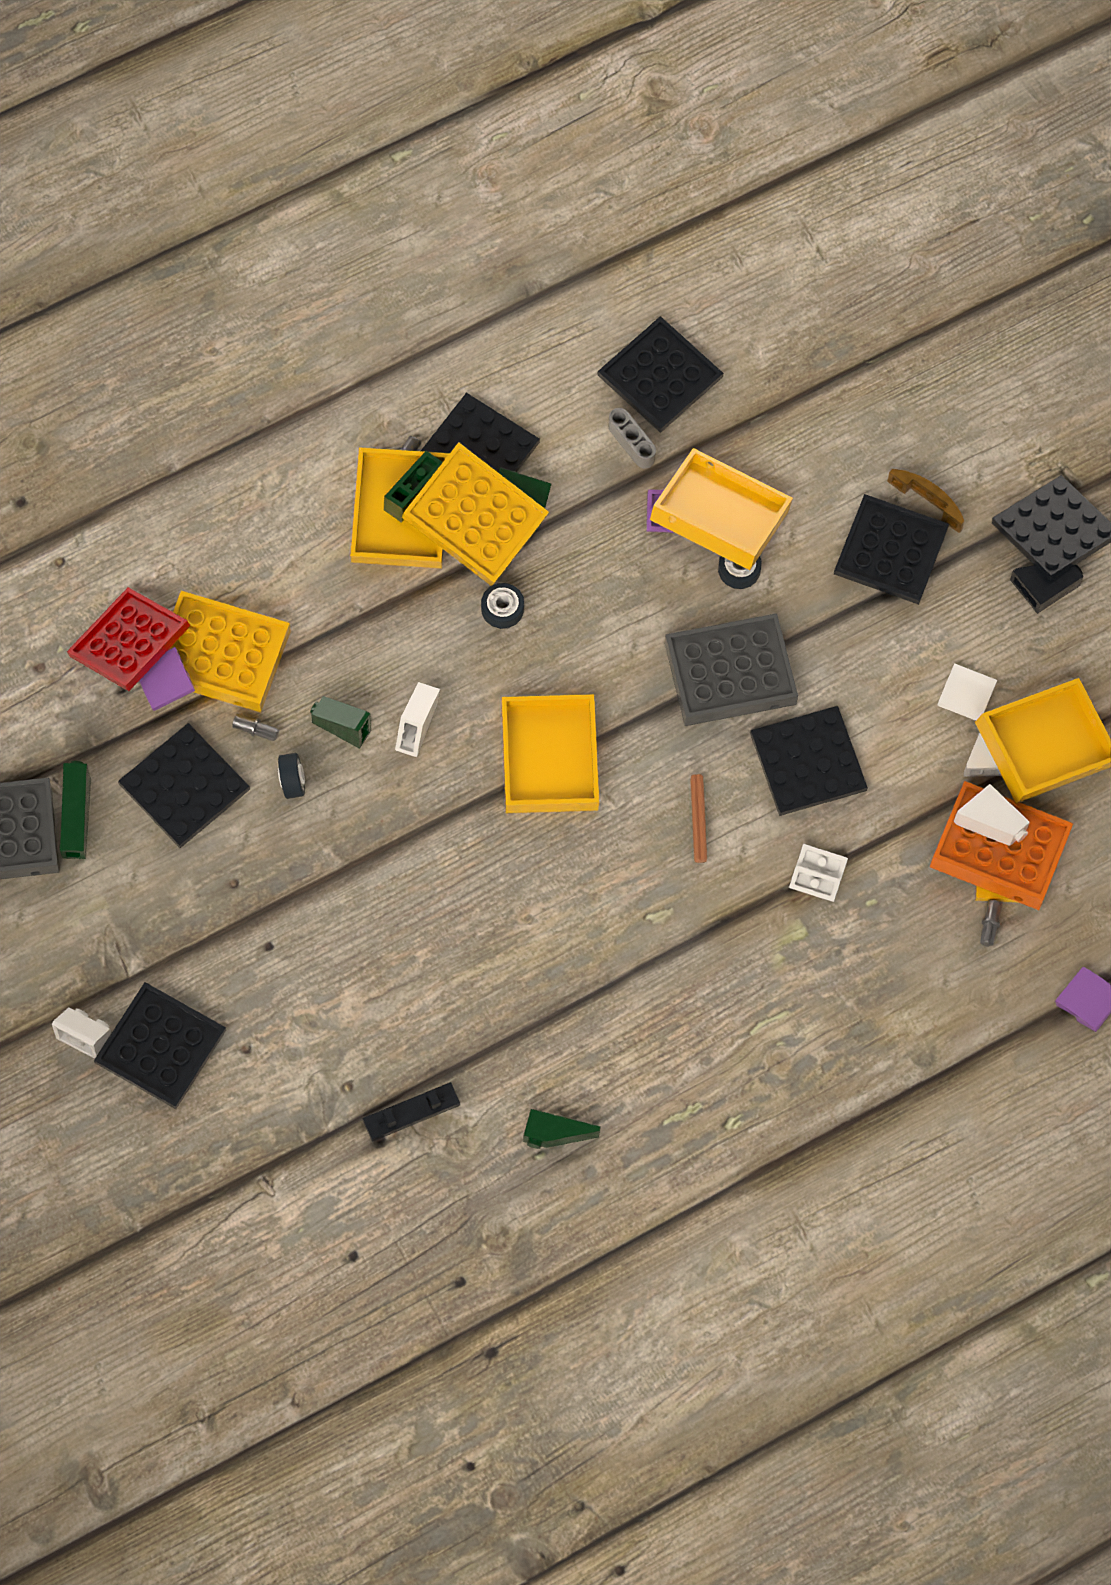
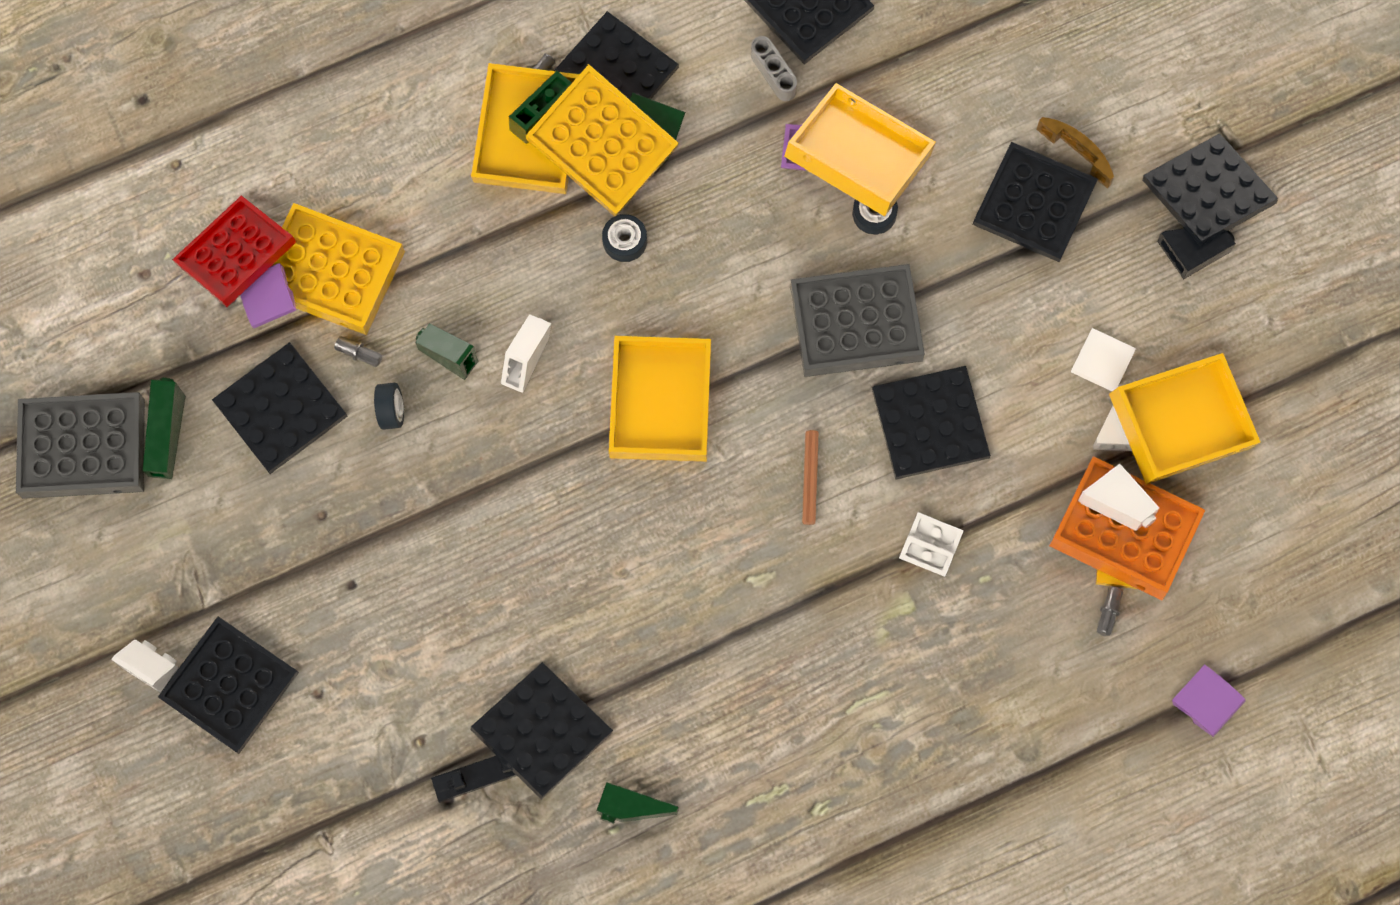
camera: 10 degrees right, 5 degrees up
(464, 1066) = (541, 730): none -> black plate

